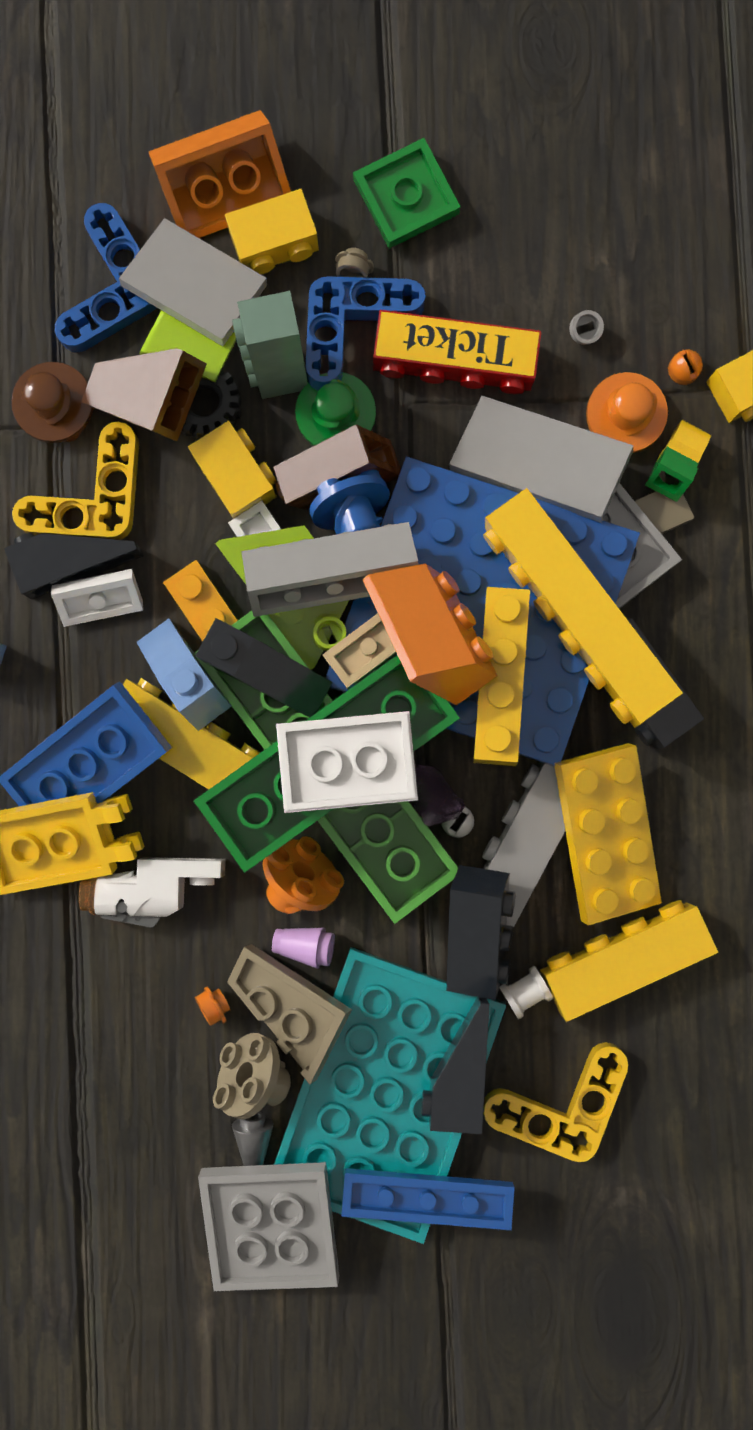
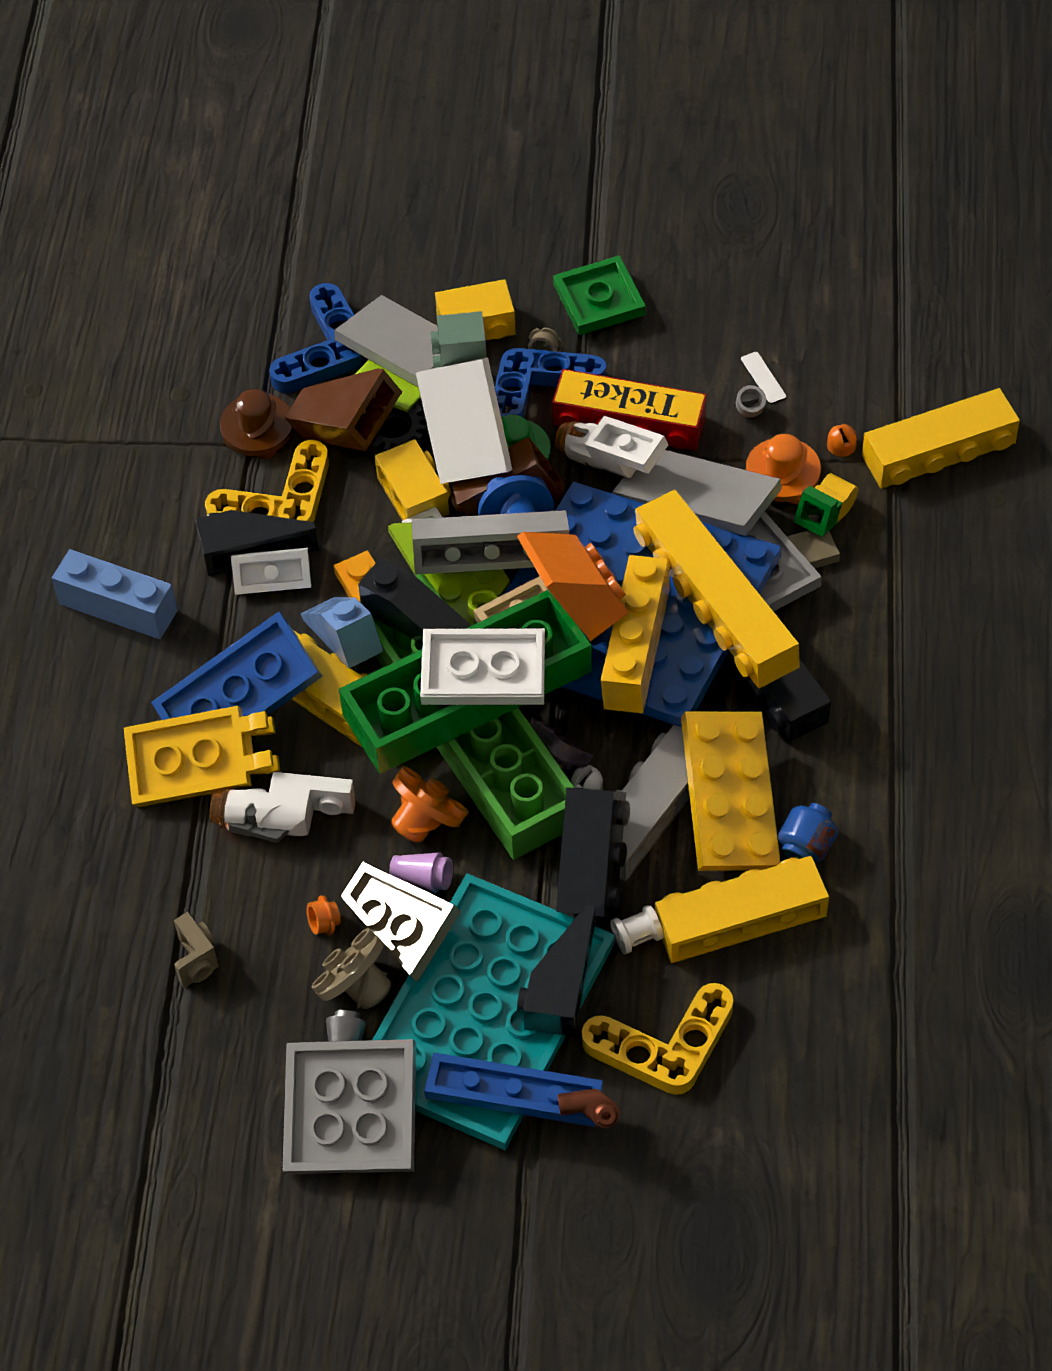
camera: 10 degrees right, 30 degrees down
(92, 1053) = (198, 942): none -> dark tan bracket
(220, 172) = (434, 264): orange slope -> none
(283, 416) = (464, 421): none -> white tile
(445, 414) = (611, 445): none -> white plate
(511, 1224) = (592, 1104): none -> copper arm
(593, 286) = (763, 377): none -> white sticker
(687, 869) = (808, 833): none -> blue head

